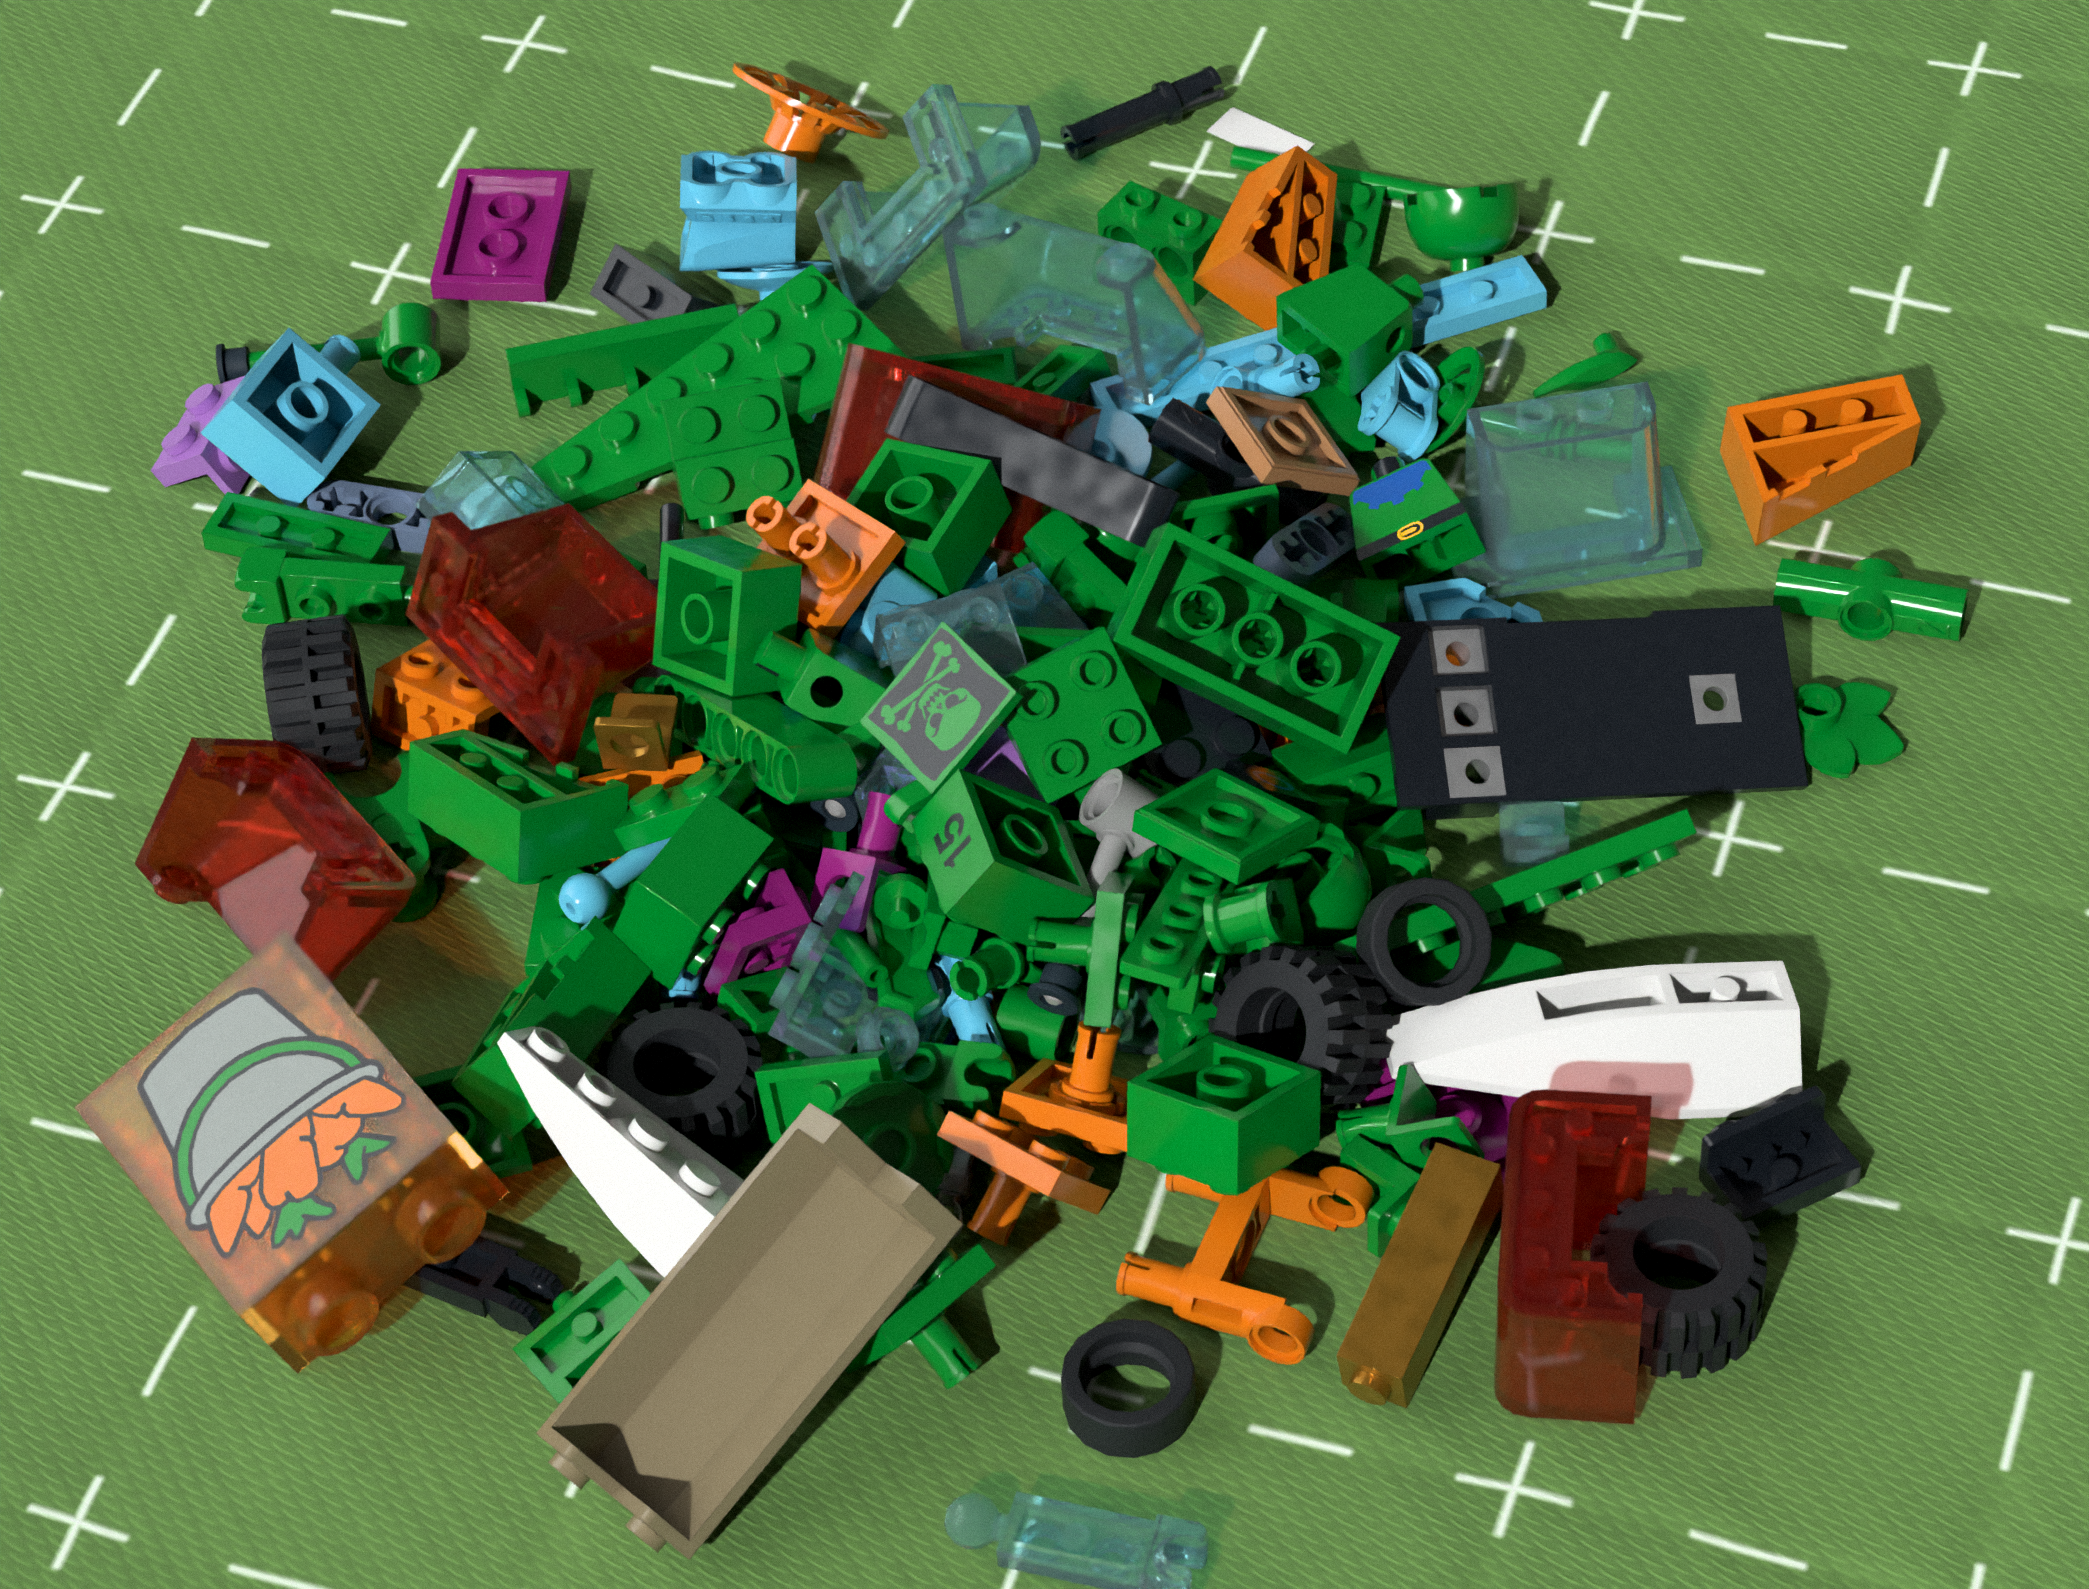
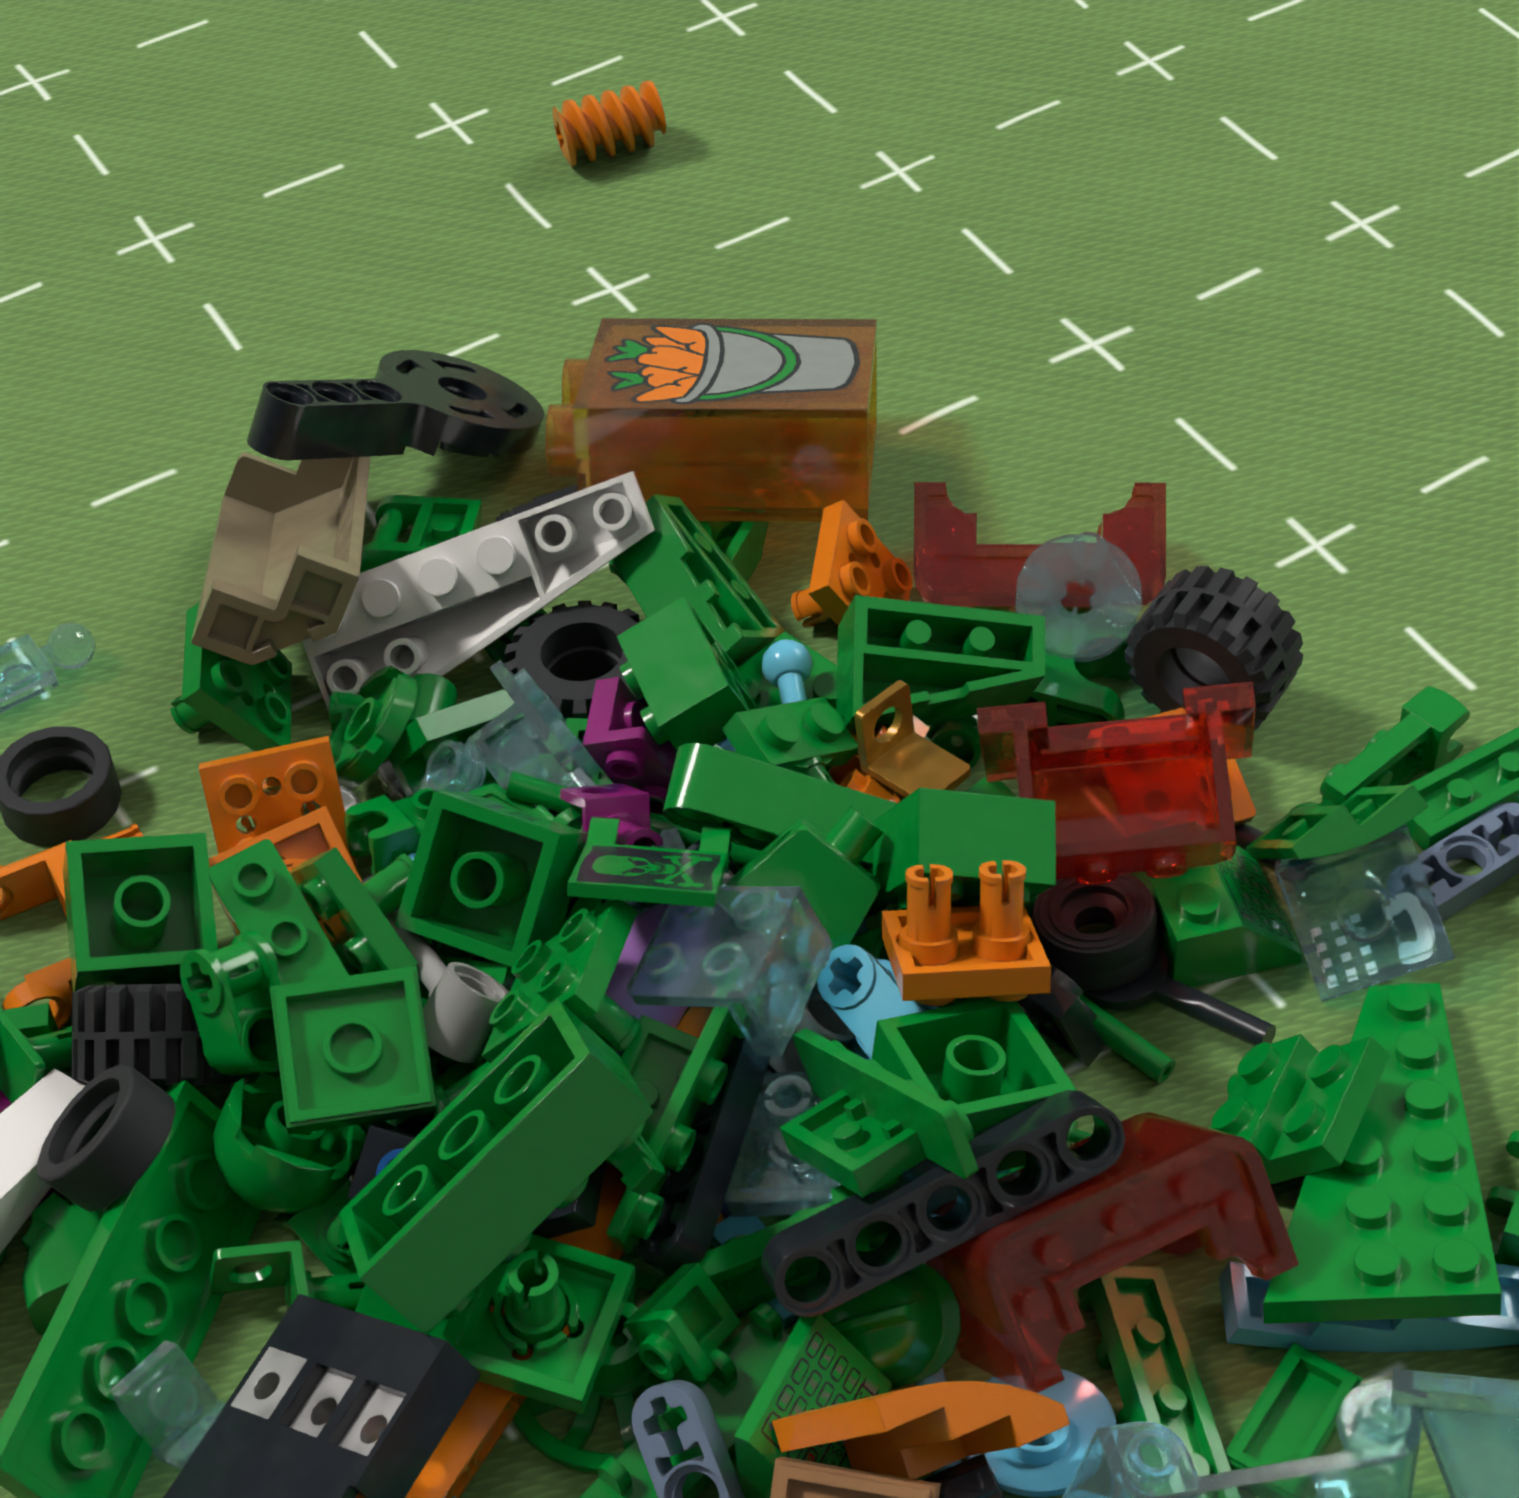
camera: 130 degrees right, 0 degrees up
(341, 776) = (1114, 604): none -> clear light blue plate
(415, 979) = (848, 564): none -> orange plate
(431, 1419) = (409, 403): none -> black beam
(463, 485) = (1339, 828): none -> green slope
(1024, 503) = (872, 1121): none -> green bracket
(1185, 432) = (925, 1425): none -> orange slope

